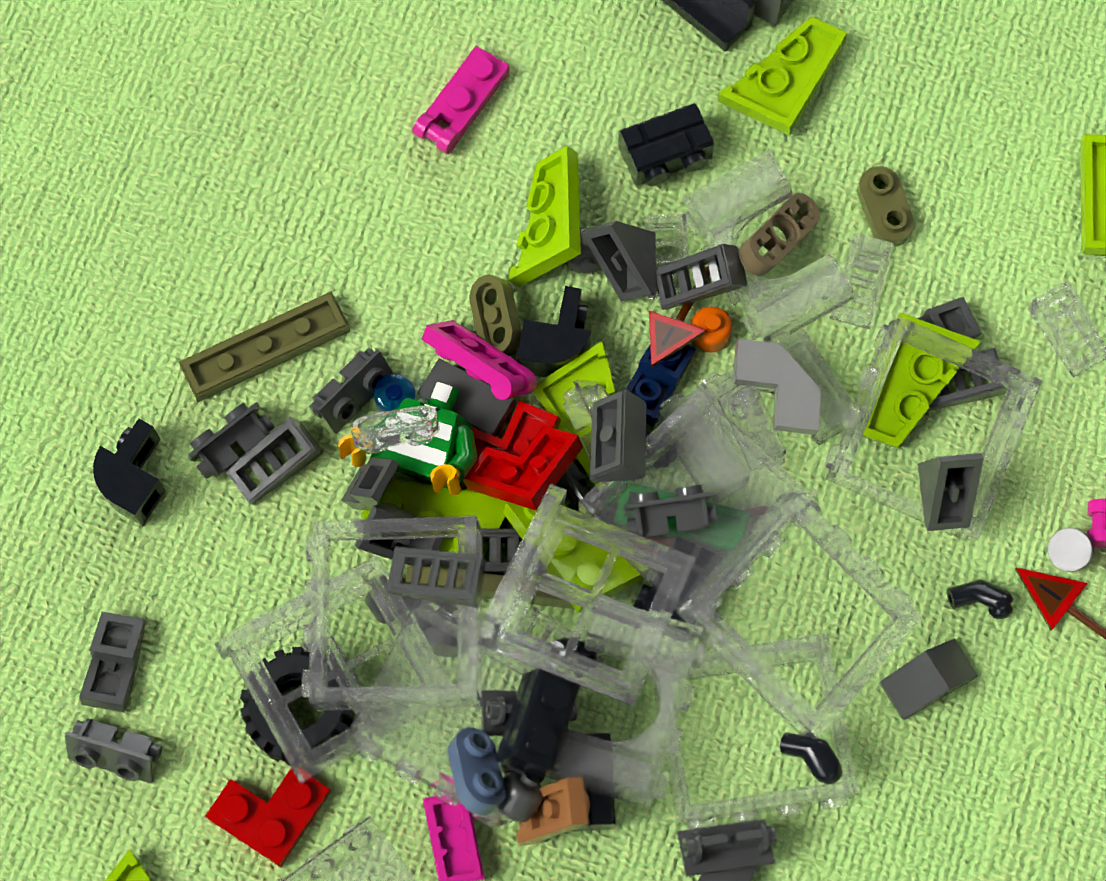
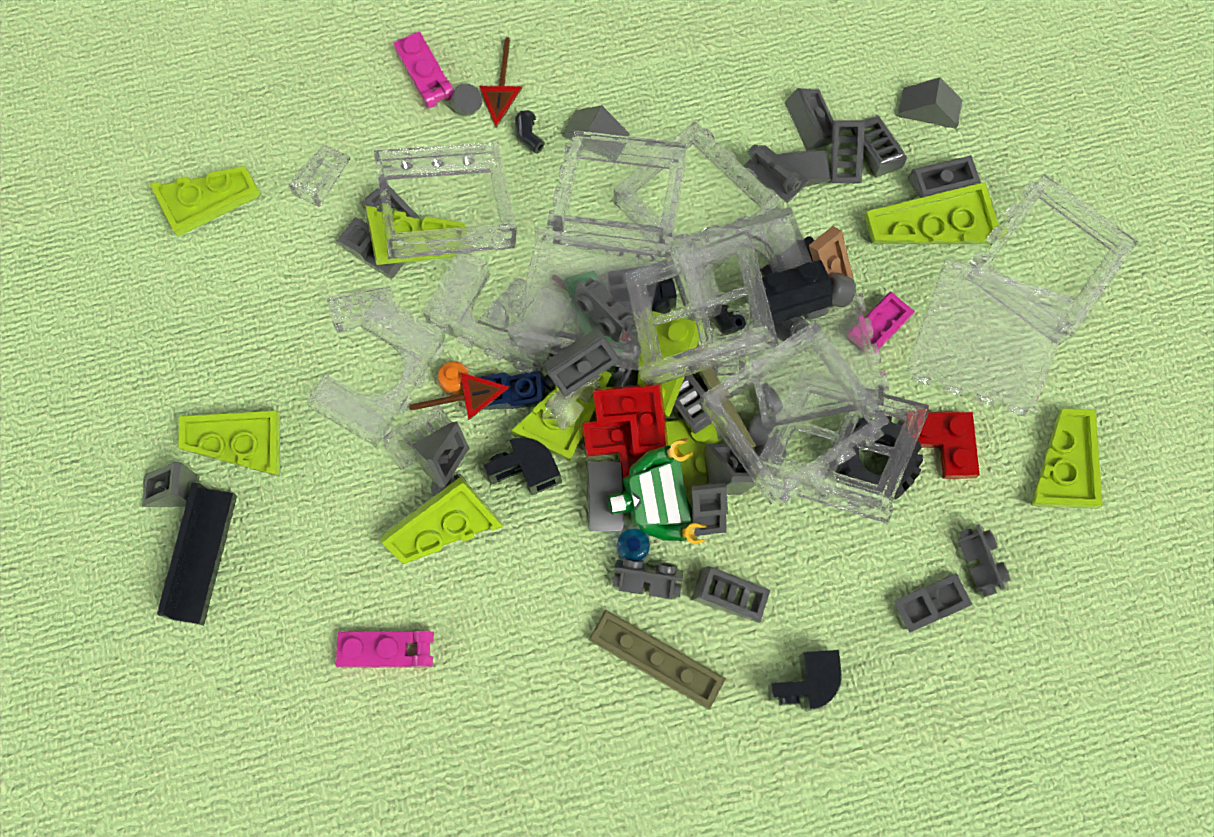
camera: 120 degrees left, 0 degrees up
(215, 448) = (753, 639): dark grey hinge -> none
(395, 427) = (667, 508): clear plate -> none
(468, 596) = (765, 371): dark grey slope -> none
(476, 771) = (846, 314): sand blue plate -> none
(480, 359) = (575, 499): dark pink plate -> none
(498, 317) = (536, 517): olive plate -> none
(666, 145) = (338, 483): black brick -> none
(725, 272) = (402, 382): dark grey slope -> none
(767, 237) = (381, 365): dark tan beam -> none
(795, 392) = (472, 288): light grey tile -> none
(816, 755) = (695, 142): black arm -> none
(885, 203) = (300, 326): olive plate -> none
(949, 490) = (479, 162): dark grey slope -> none

